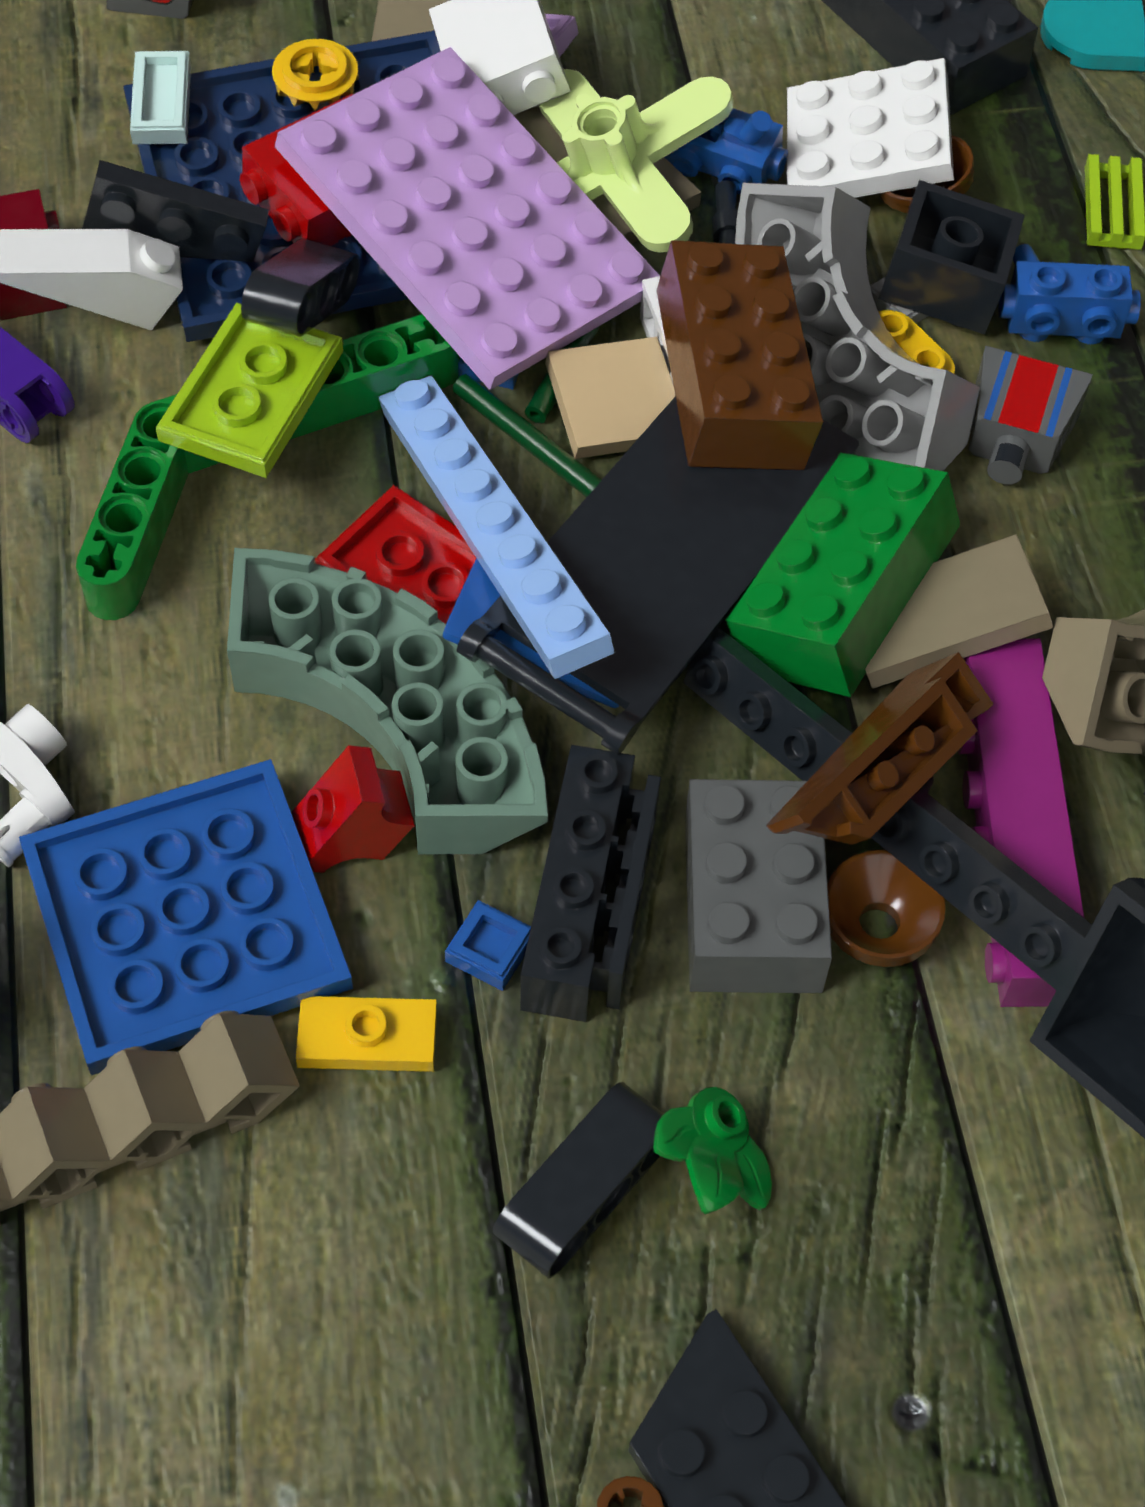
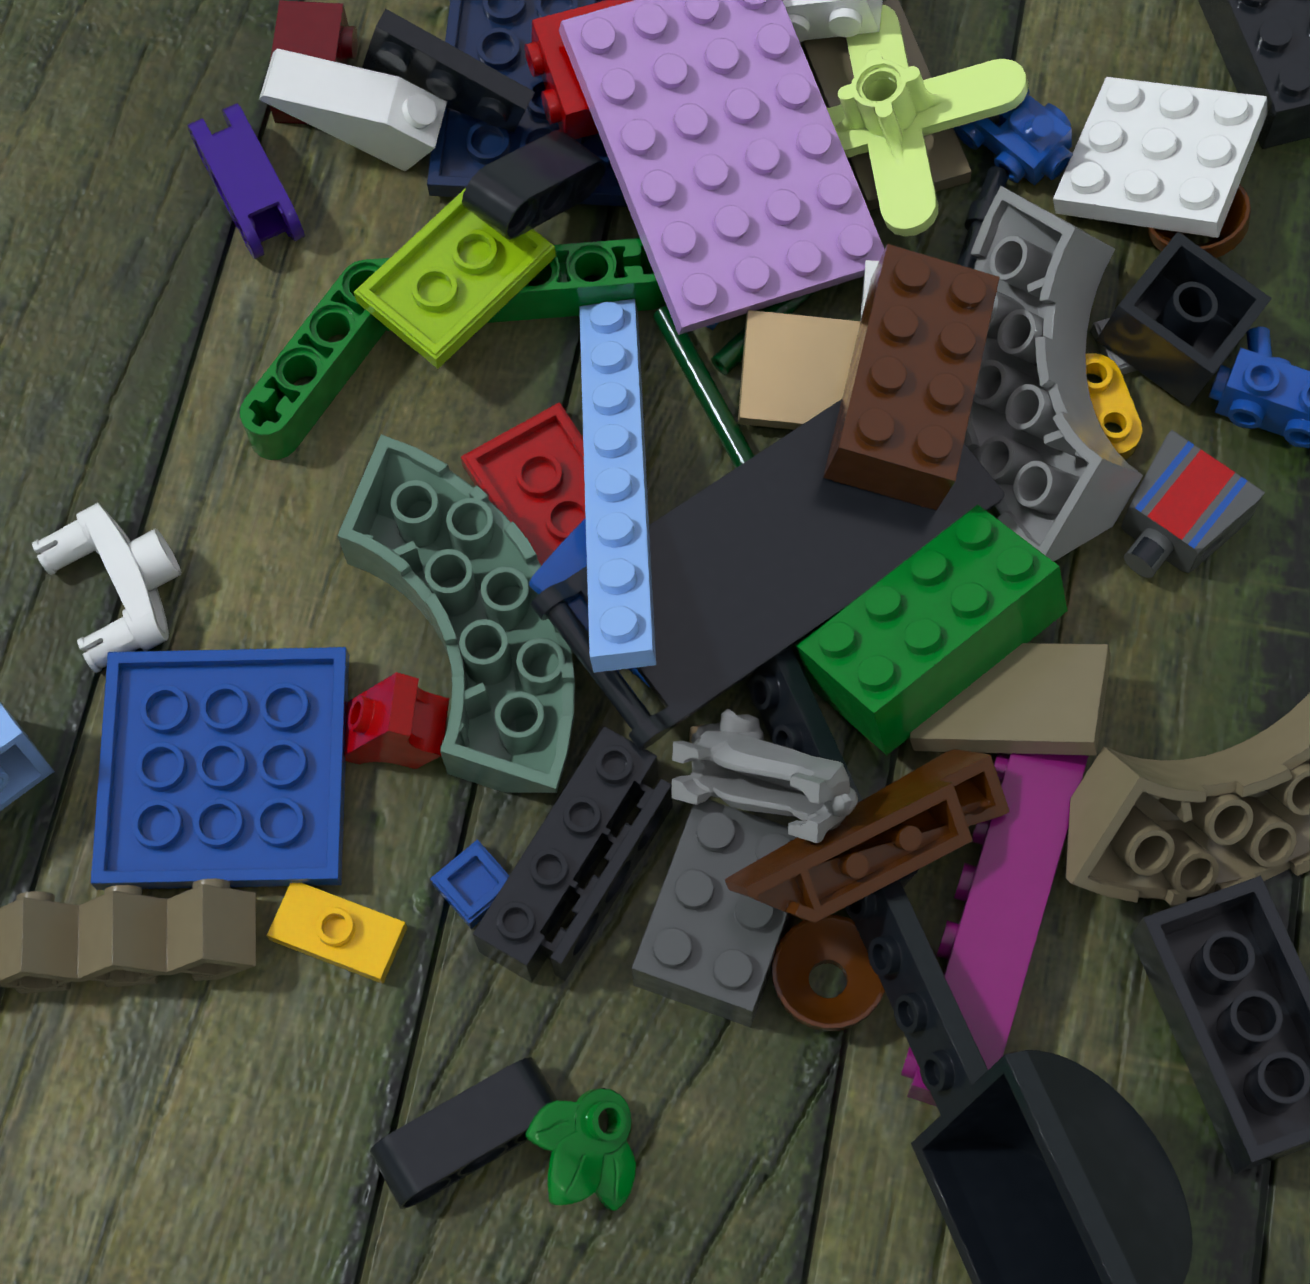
camera: 25 degrees right, 10 degrees up
(755, 733) = (763, 777): none -> light grey animal

